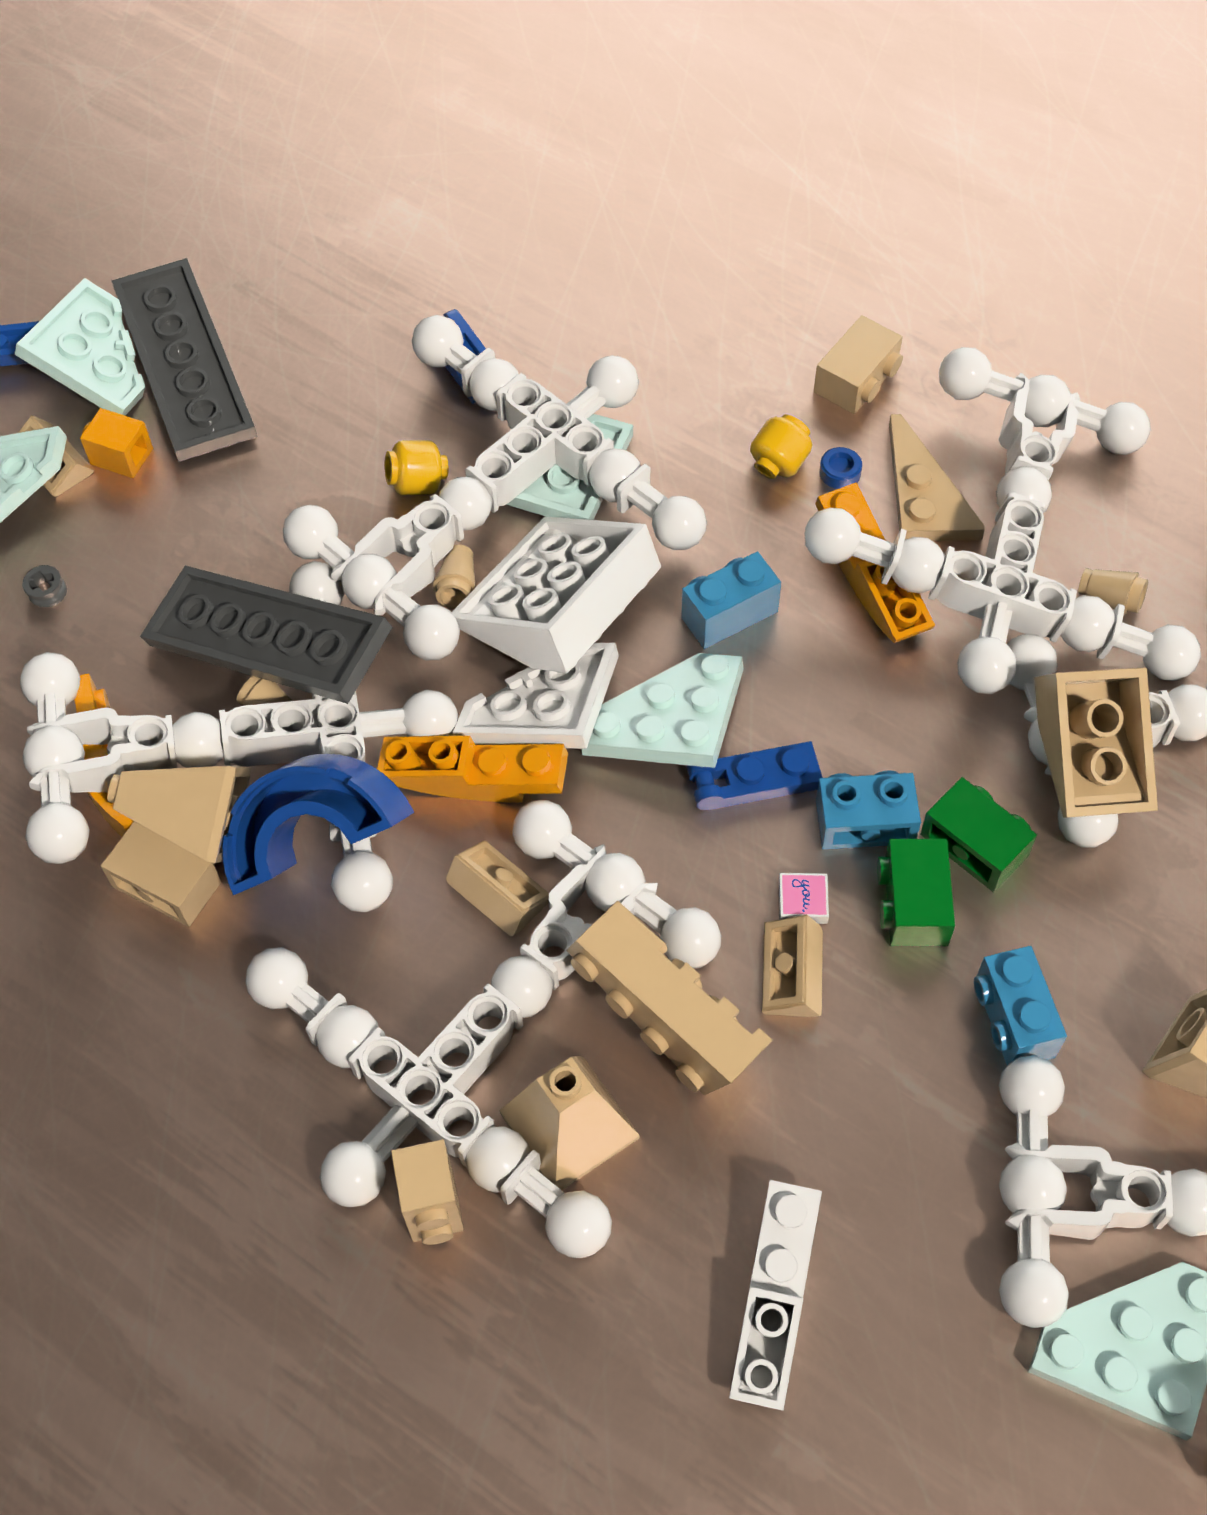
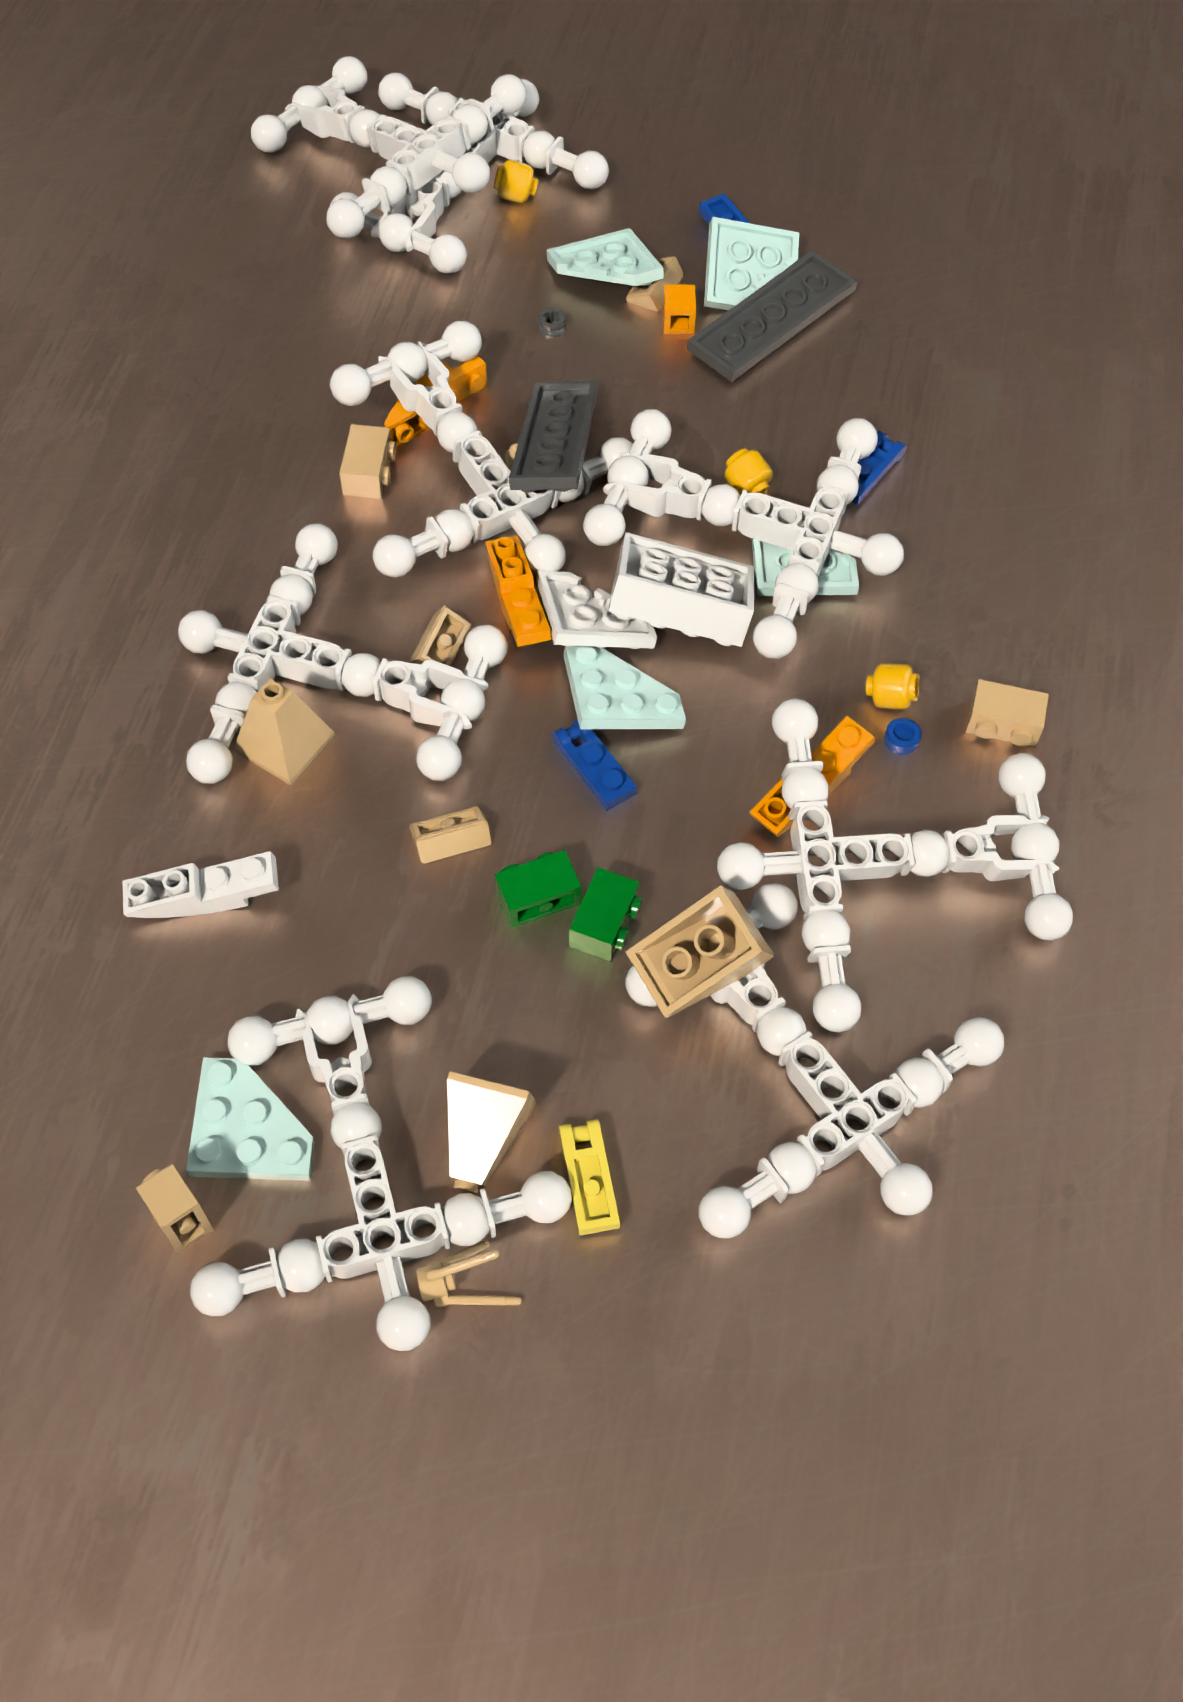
camera: 65 degrees right, 0 degrees up
(182, 804) = (404, 448): tan slope -> none
(320, 785) = (421, 500): blue brick -> none
(427, 1192) = (195, 668): tan brick -> none
(455, 577) = (671, 529): tan cone -> none
(665, 1001) = (374, 748): tan wedge -> none
(730, 599) = (731, 696): dark azure brick -> none
(804, 895) = (507, 822): bright pink tile -> none
(867, 809) = (592, 836): dark azure brick -> none
(925, 495) = (906, 800): tan wing -> none
(1019, 1005) = (468, 976): dark azure brick -> none
(1115, 588) = (882, 955): tan cone -> none

